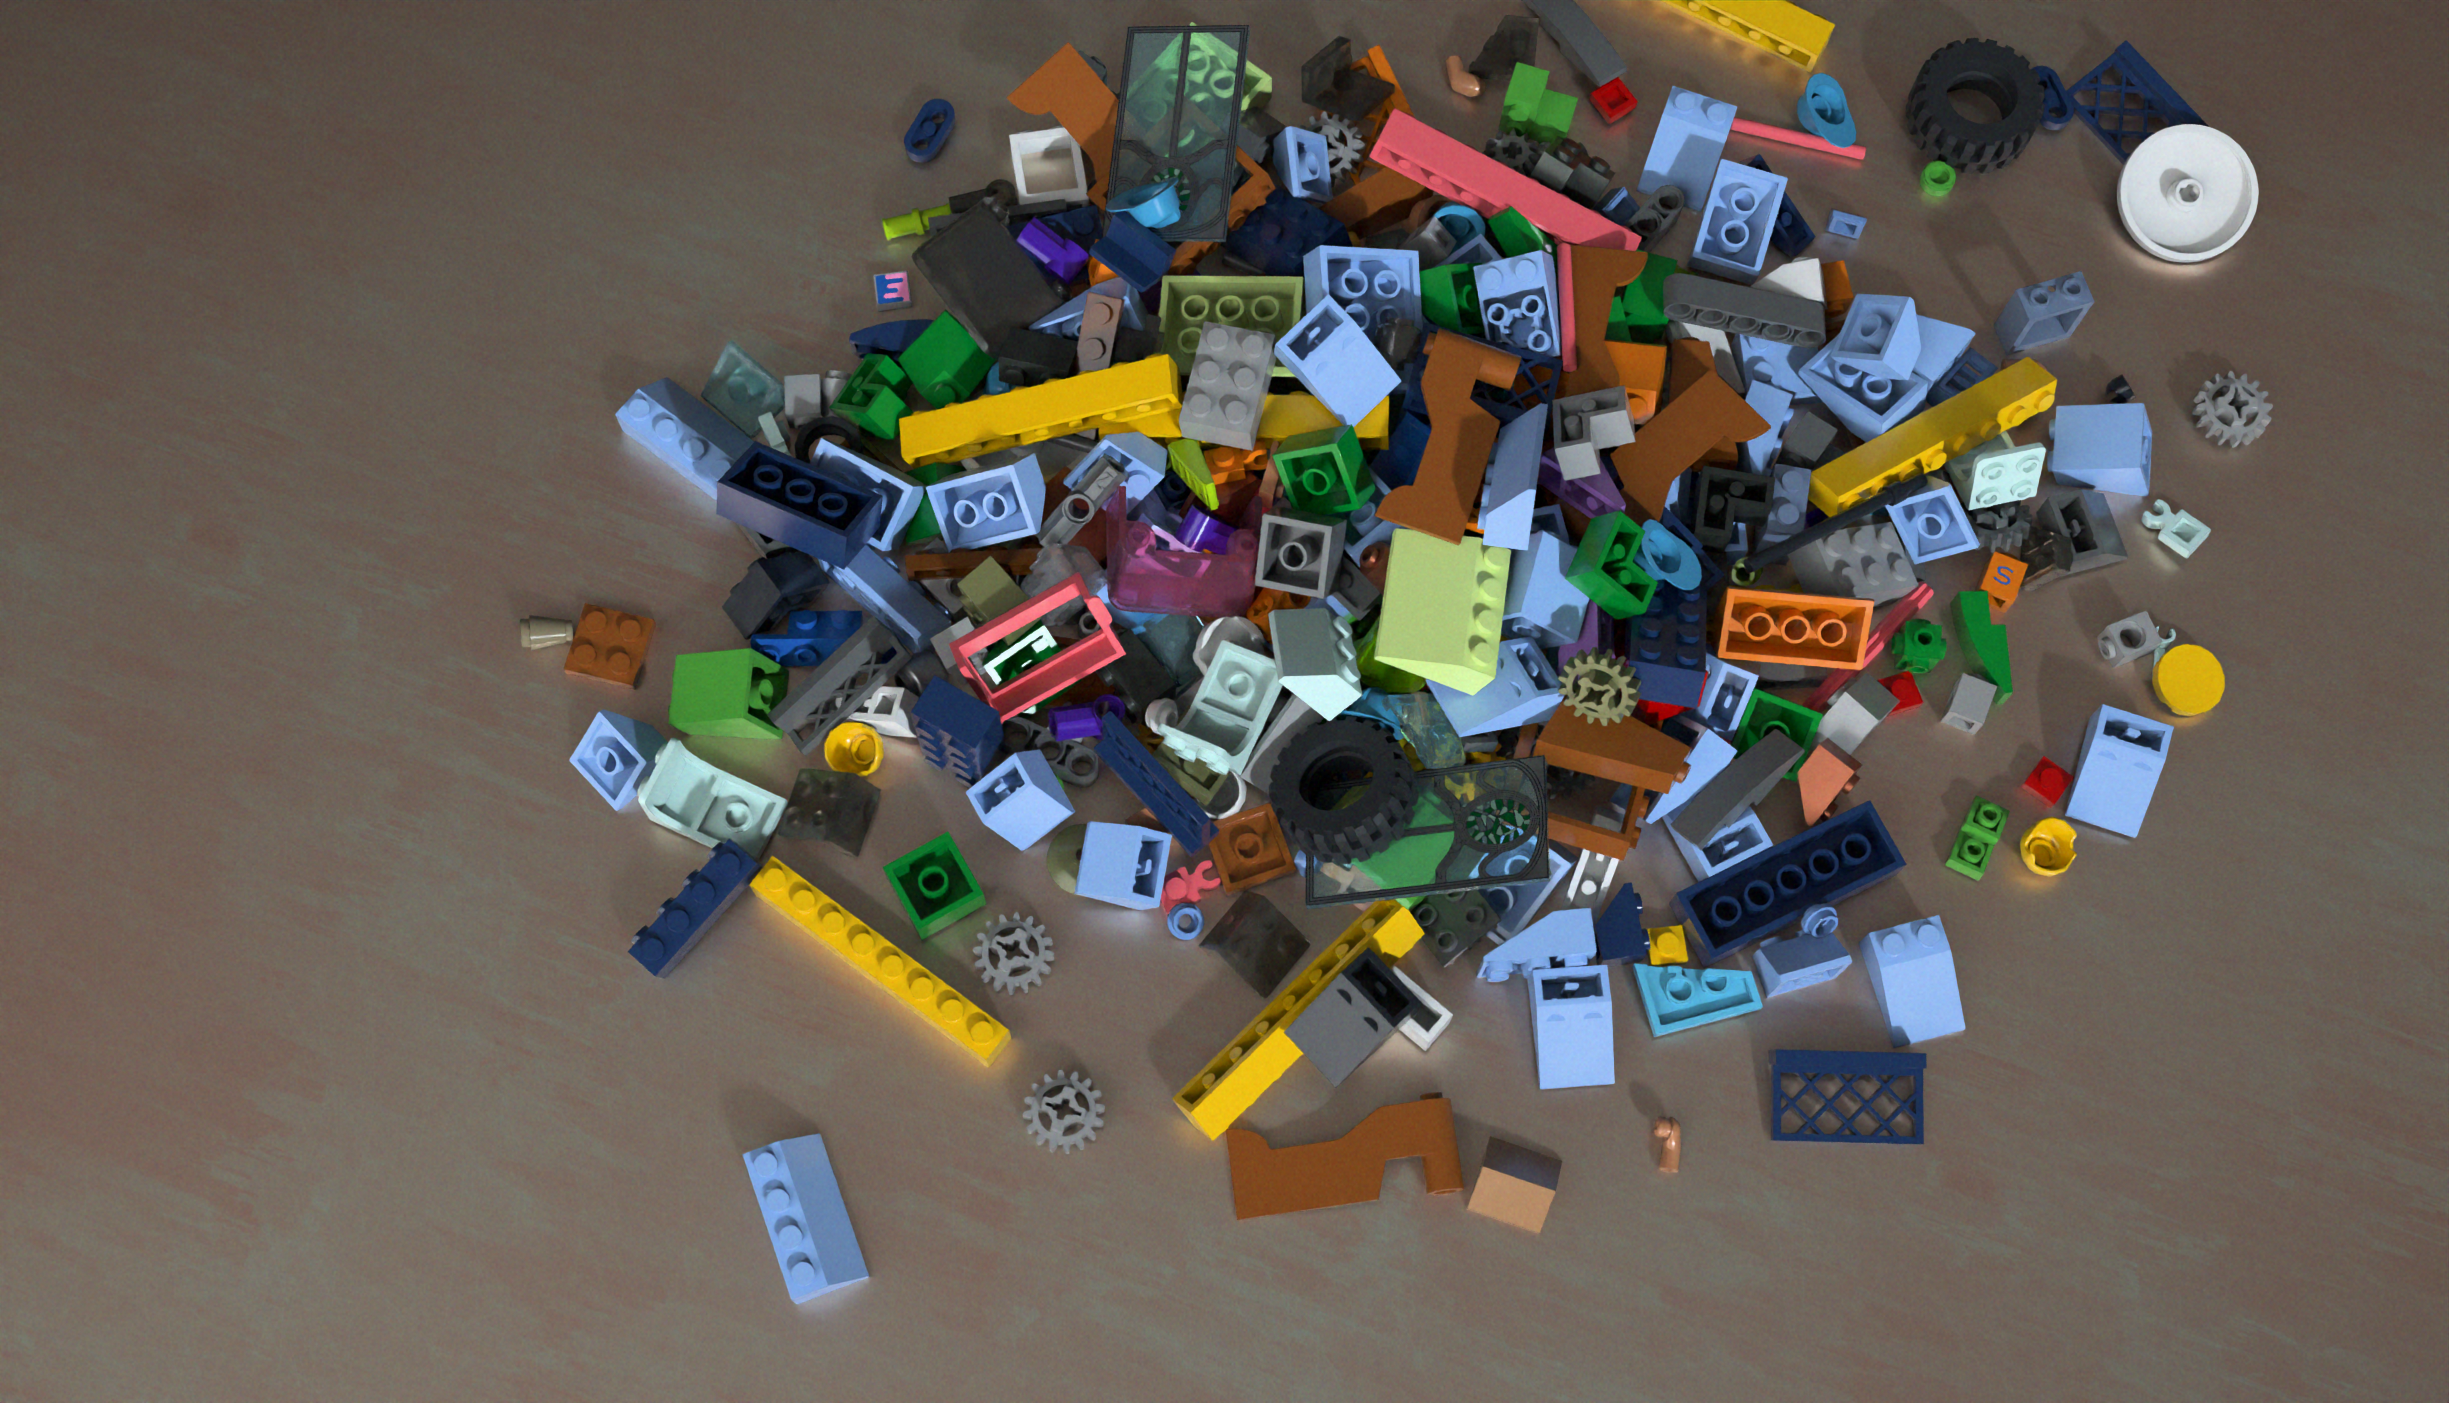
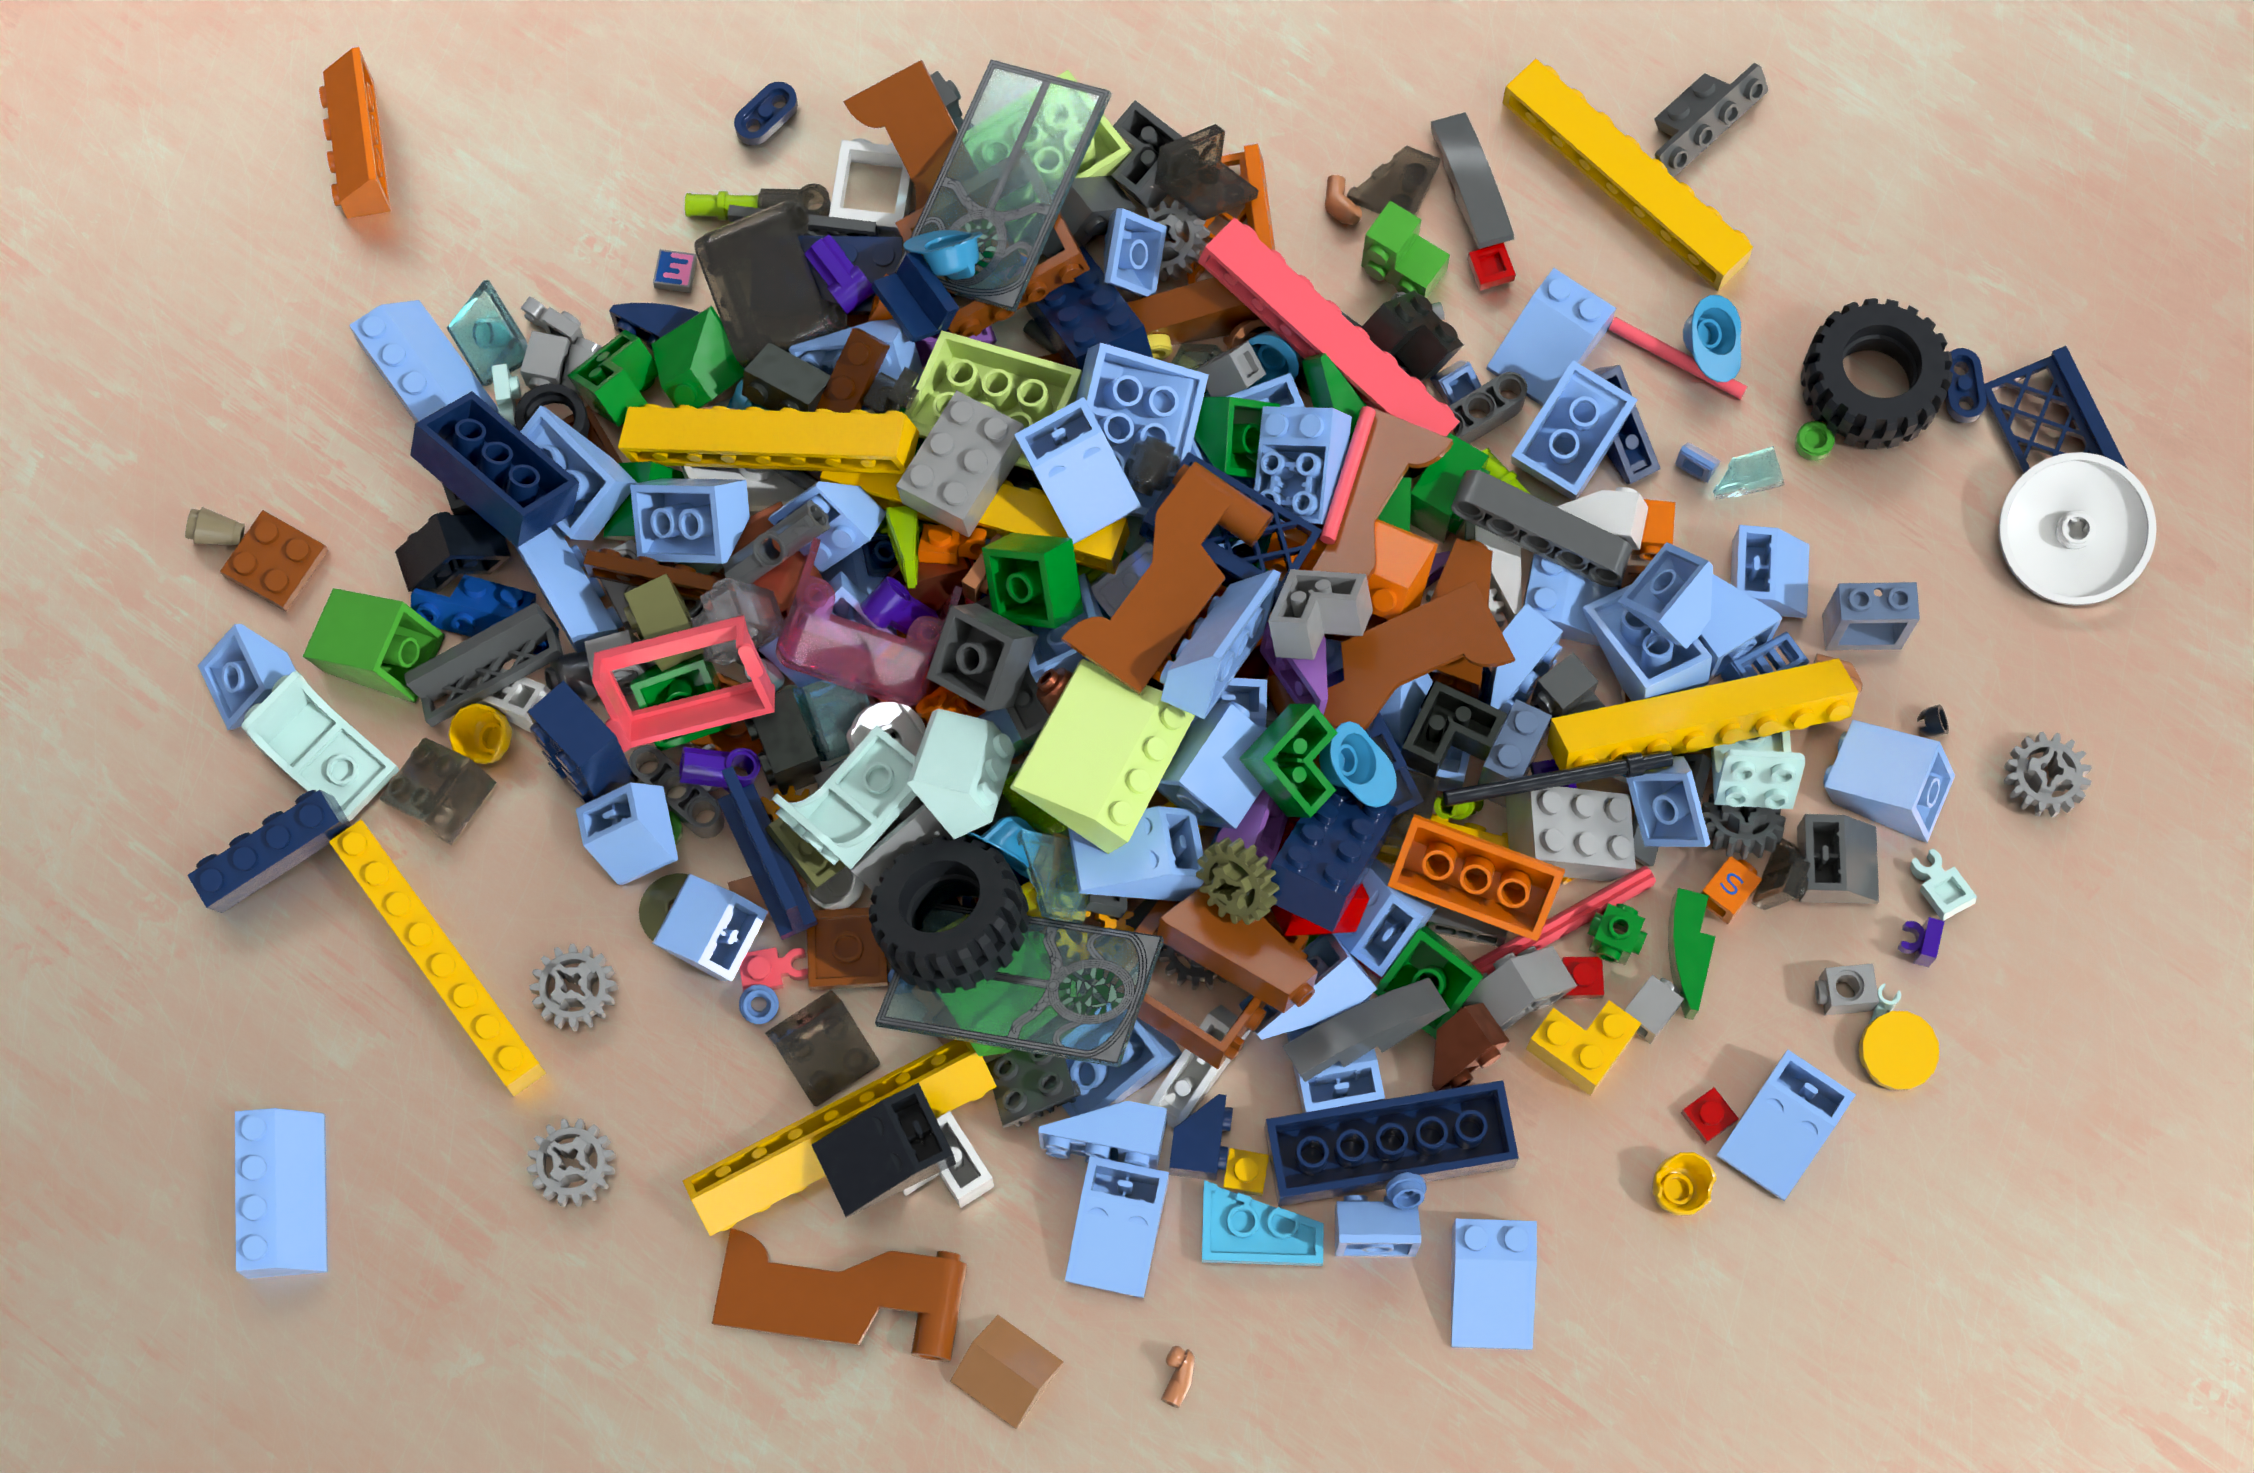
camera: 20 degrees right, 0 degrees up
(562, 245) = (355, 137): none -> orange slope
(797, 362) = (552, 321): none -> light grey plate
(934, 885) = (514, 895): green brick -> none
(1163, 712) = (794, 784): white plate -> none
(1284, 65) = (1144, 136): none -> dark grey brick
(1515, 148) = (1349, 291): light grey gear -> none
(1847, 1063) = (1392, 1348): dark blue fence -> none
(1895, 220) = (1750, 474): none -> clear light blue slope
(1924, 758) = (1580, 1053): none -> yellow brick
(1941, 292) = (1771, 568): none -> light blue slope
(1977, 838) = (1613, 1153): bright green slope -> none
(2181, 580) = (1927, 940): none -> dark purple tile

